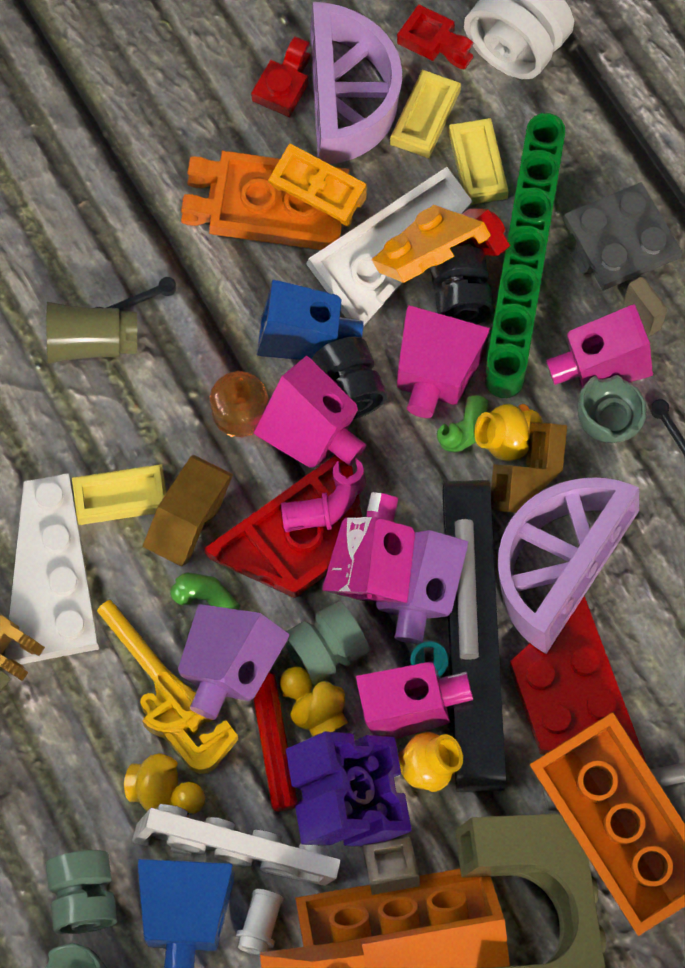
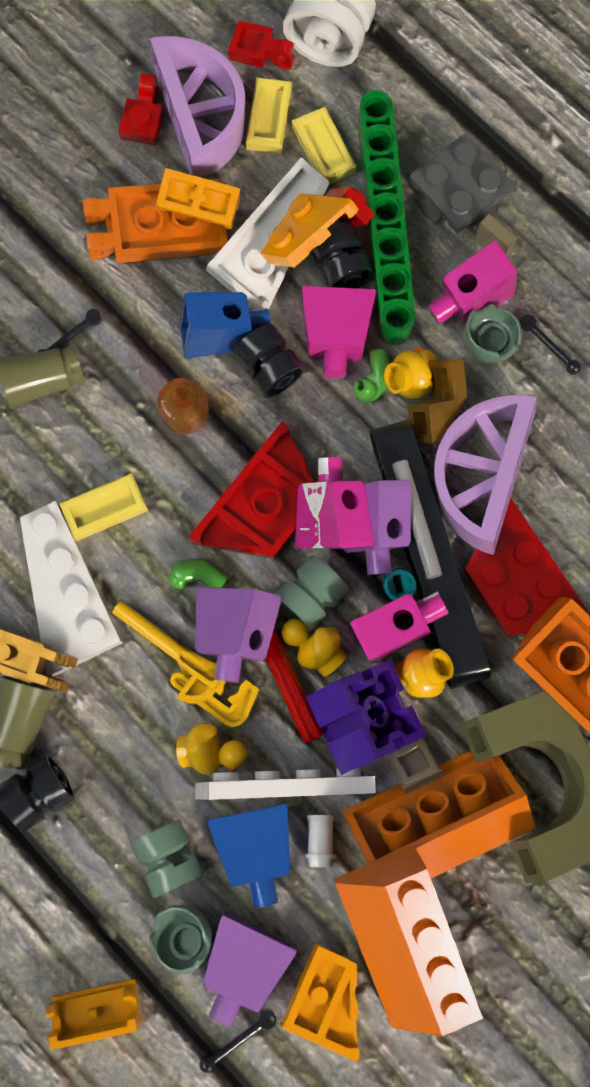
camera: 15 degrees left, 10 degrees up
(185, 508) = (163, 507): pearl gold slope -> none
(310, 417) = (247, 403): dark pink torso -> none
(328, 509) = (283, 479): dark pink piece -> none

